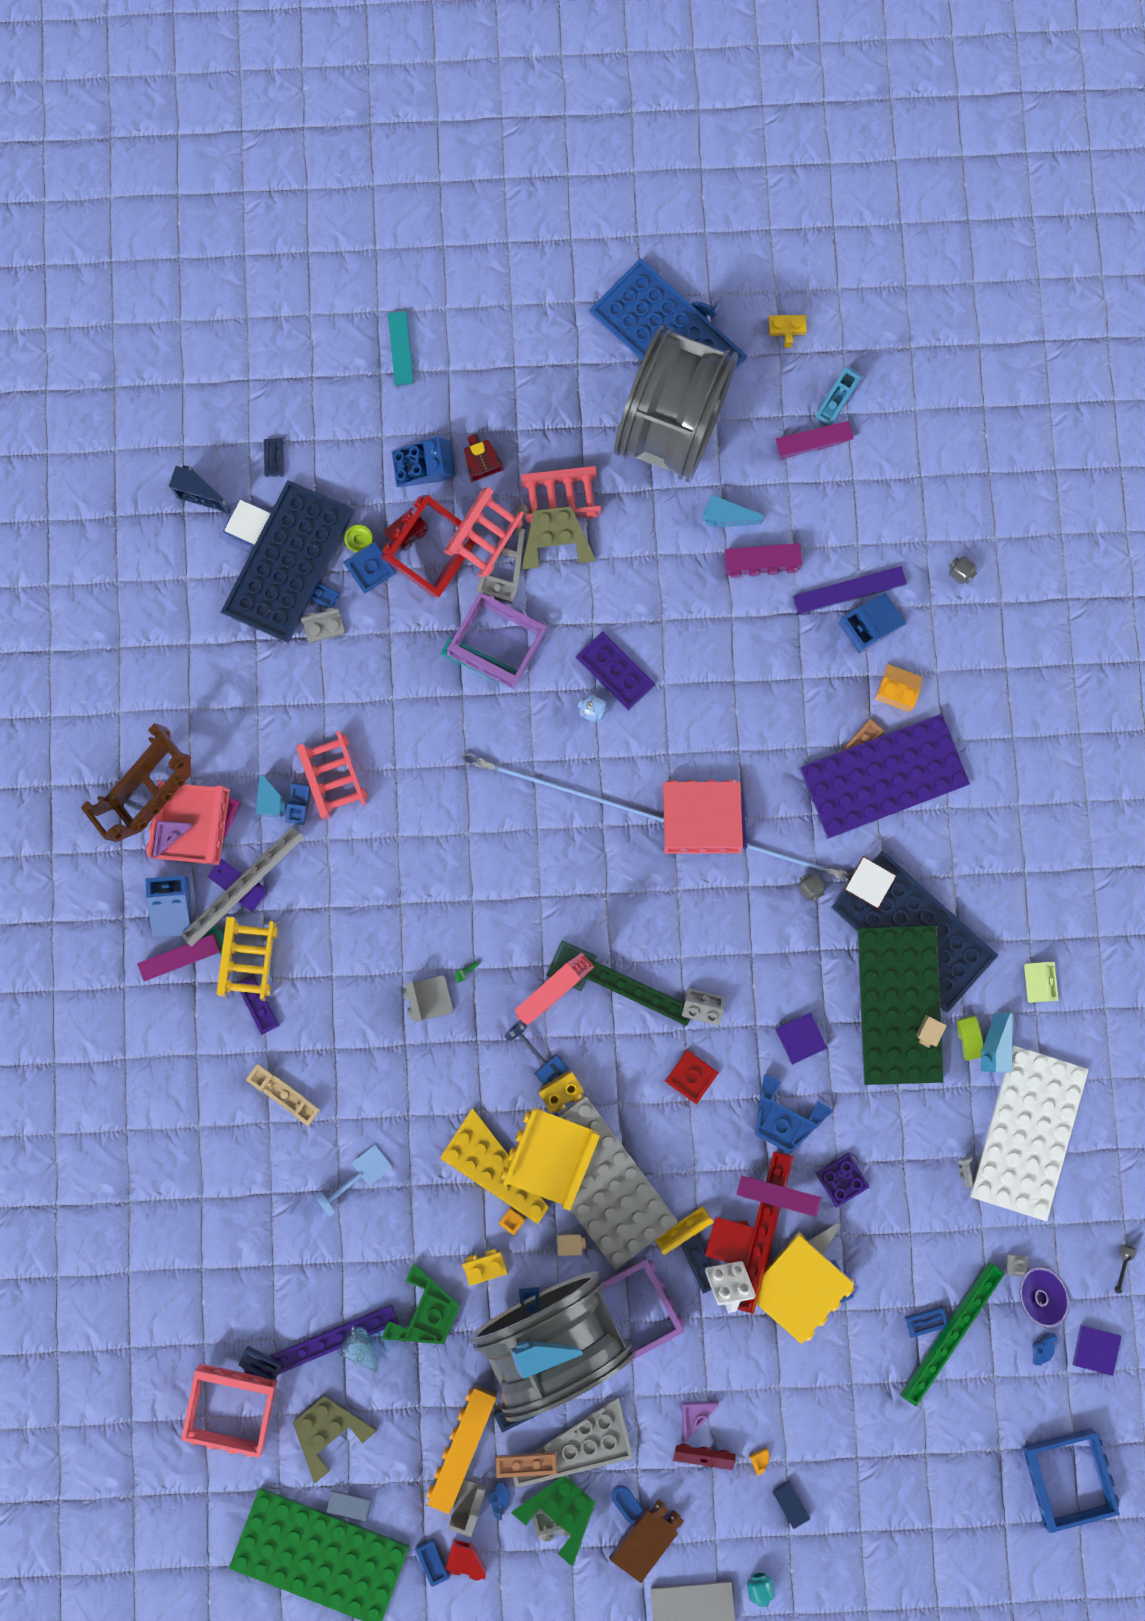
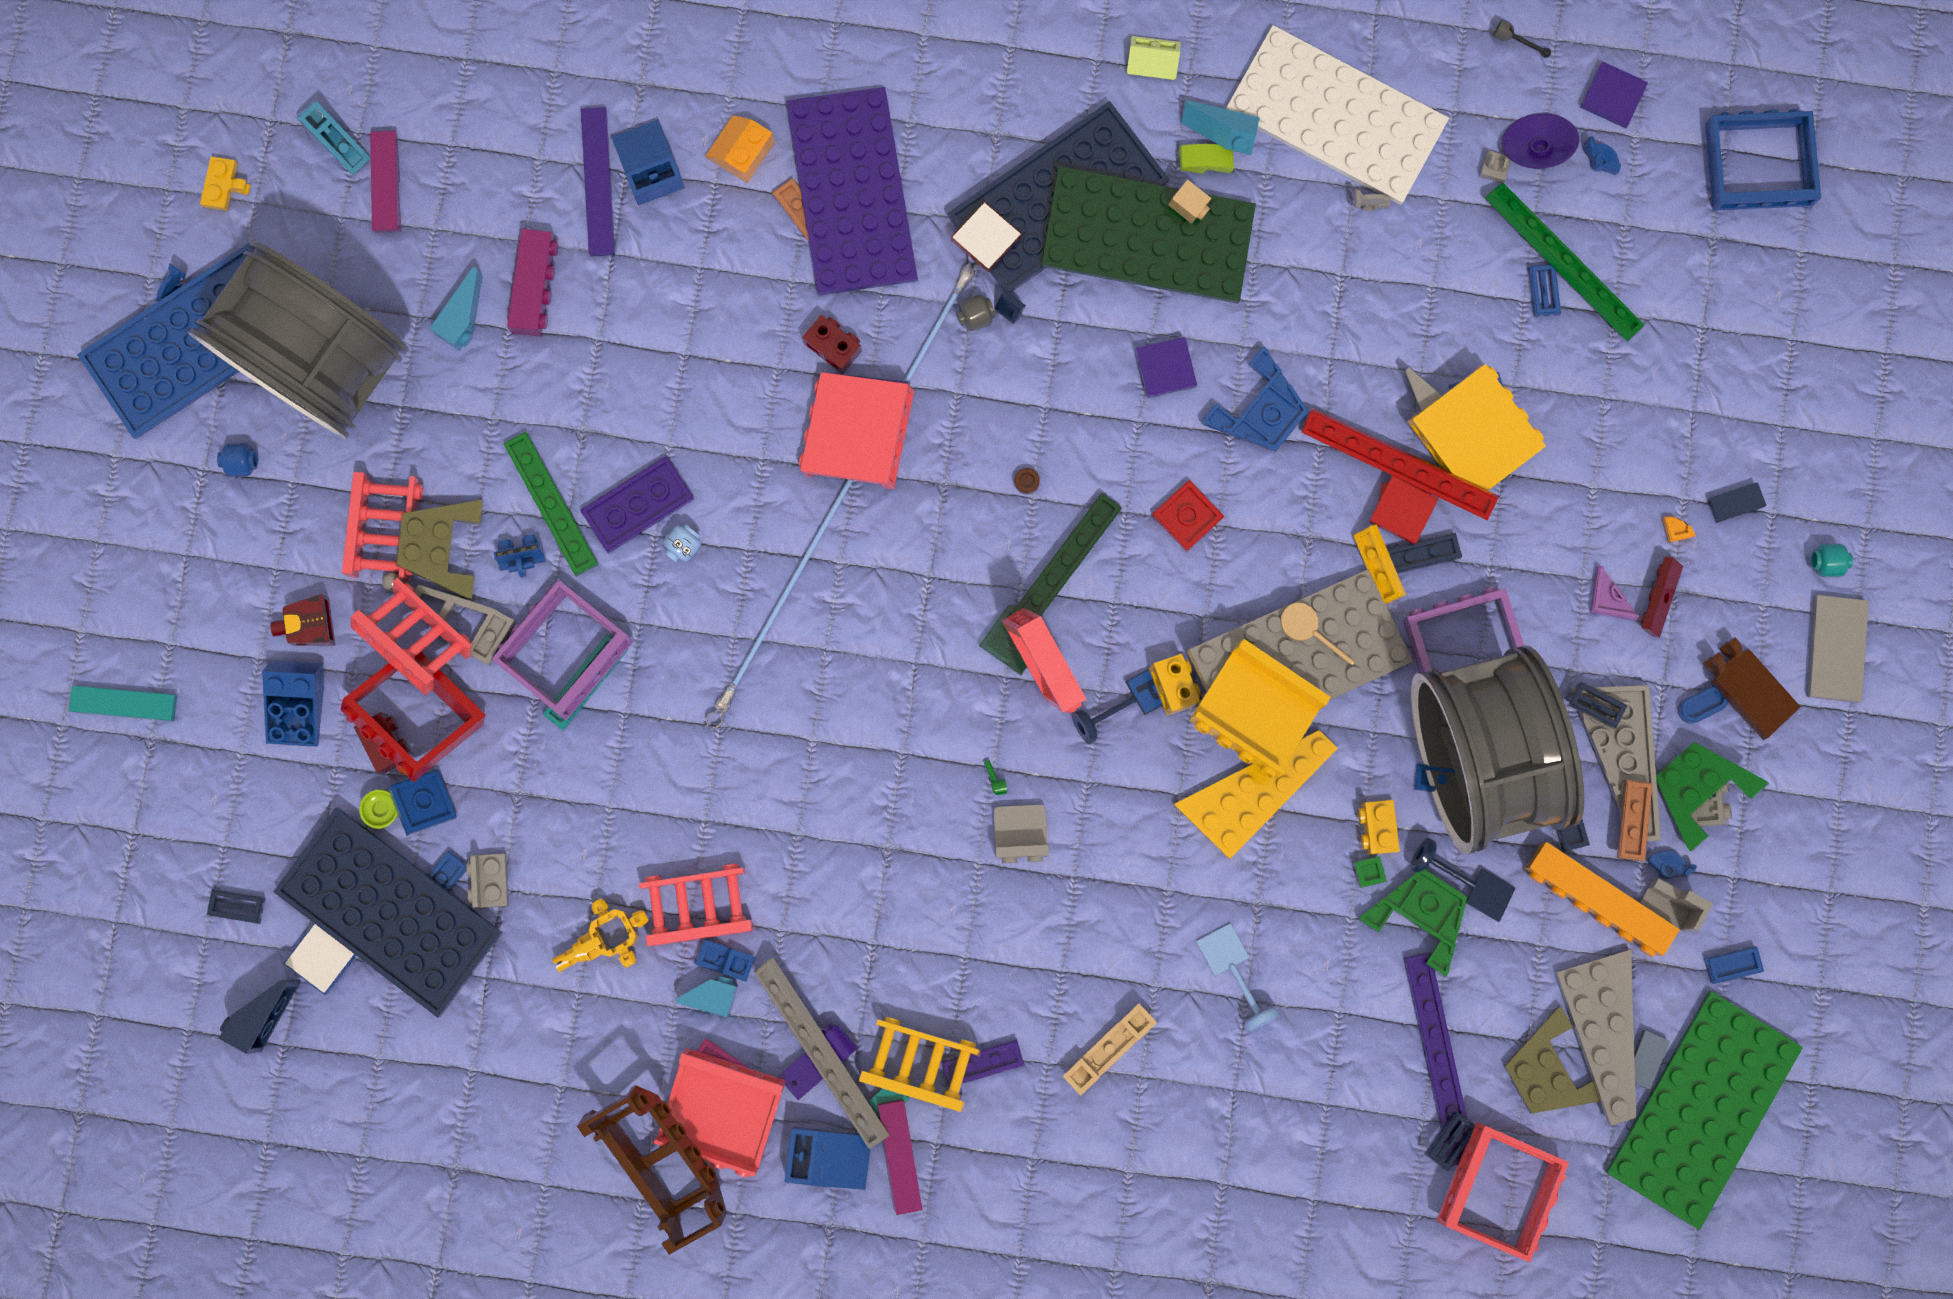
camera: 80 degrees left, 0 degrees up
(167, 834) = (729, 1143): medium lavender tile -> none
(290, 708) = (592, 945): none -> yellow piece
(360, 1349) = (1454, 1007): clear light blue slope -> none
(372, 1466) = (1602, 1015): none -> light grey wing
(449, 1266) = (1370, 872): none -> green plate
(451, 1360) = (1488, 892): none -> dark blue piece
(465, 1560) = (1738, 921): red slope -> none
(511, 1221) = (1327, 781): light orange tile -> none
(539, 1356) = (1512, 758): dark azure slope -> none
(558, 597) = (519, 557): none -> blue hips
(570, 1244) = (1370, 711): tan brick -> none
(588, 385) = (237, 459): none -> blue head
(603, 609) = (550, 504): none -> green tile
(613, 1403) = (1593, 714): none -> dark blue tile
(625, 1178) = (1301, 623): none -> tan piece
(692, 950) = (1026, 481): none -> reddish brown tile
(703, 1006) = (1101, 480): light grey bracket -> none
(730, 1284) = (1458, 516): white bracket -> none
(764, 785) = (832, 343): none -> dark red brick
(779, 1196) = (1359, 434): magenta slope -> none
(821, 911) = (1010, 306): none -> dark blue tile
(842, 1180) = (1352, 355): dark purple tile -> none
(962, 570) = (604, 32): dark grey head -> none

